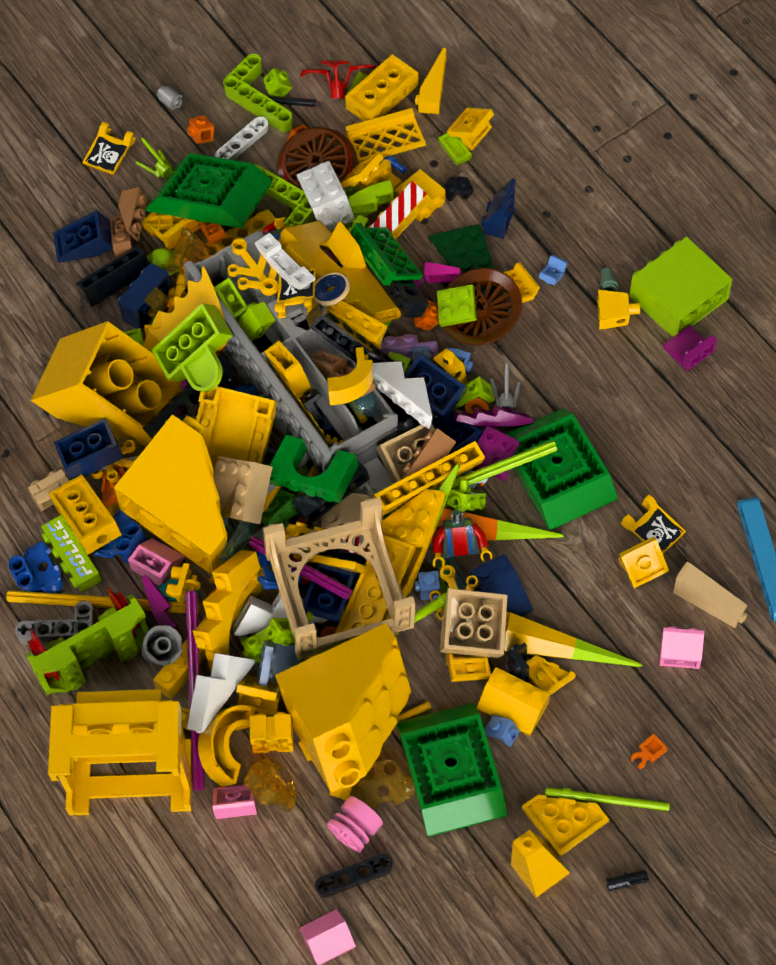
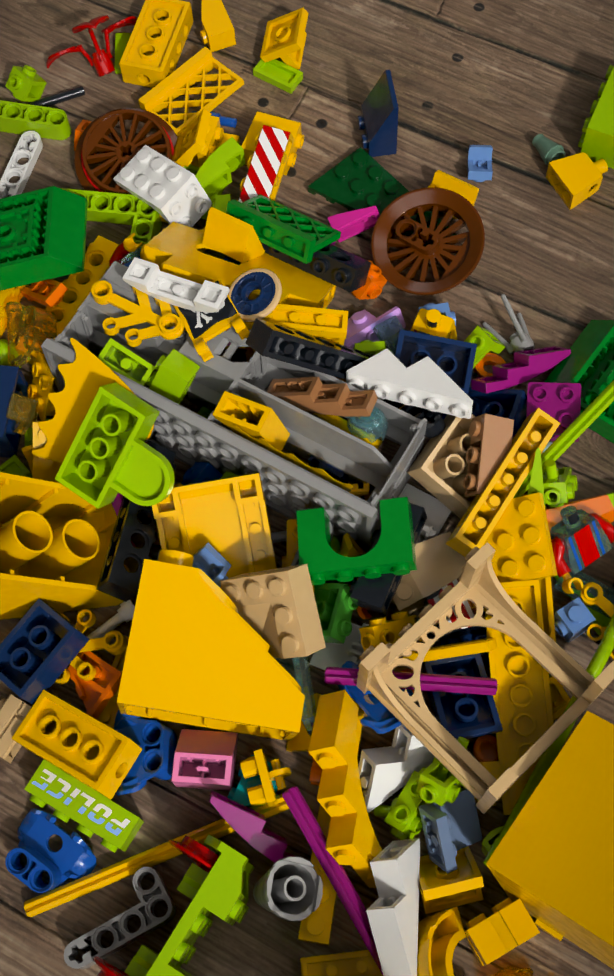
camera: 25 degrees left, 5 degrees up
(218, 445) = (212, 563): none -> medium blue bracket
(307, 401) = (296, 445): black bracket -> none
(353, 385) = (355, 408): yellow arch -> none
(456, 305) = (399, 251): lime plate -> none
(457, 186) = (310, 115): black bracket -> none

